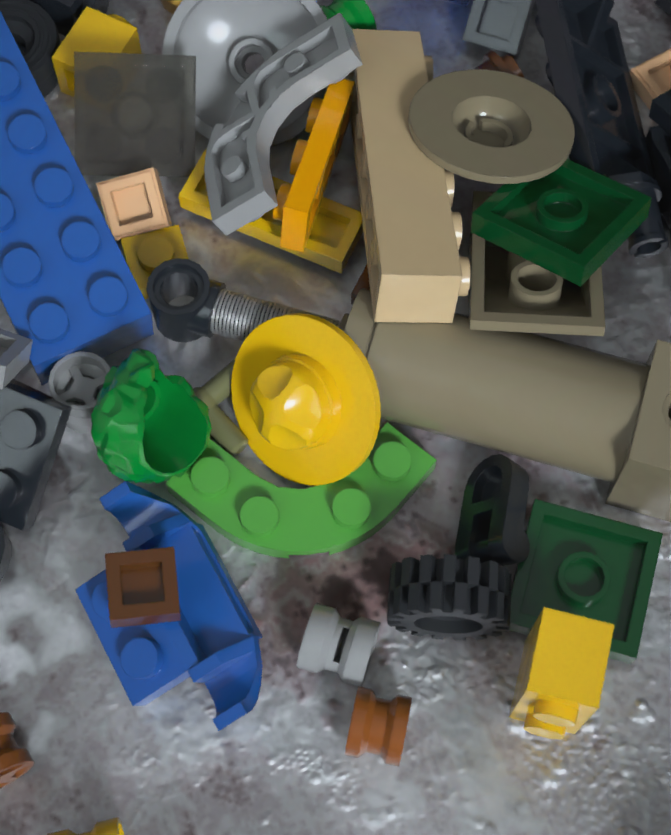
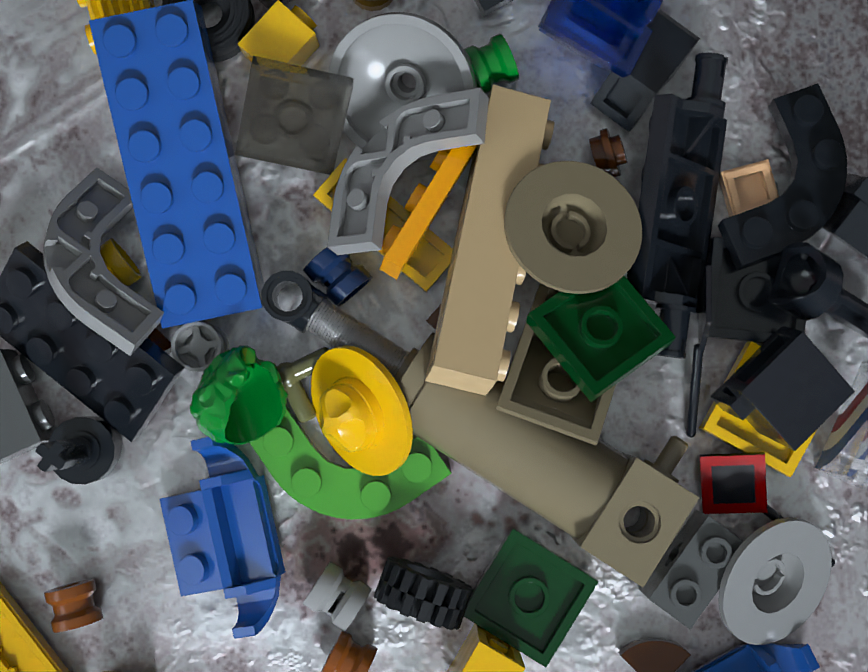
camera: 15 degrees right, 20 degrees up
(134, 203) = (276, 191): light nougat tile -> none
(142, 587) = (202, 529): reddish brown plate -> none
(149, 250) = (284, 243): yellow plate -> none
(230, 265) = (337, 275): none -> dark blue wheel
(494, 513) = (479, 531): black plate -> none

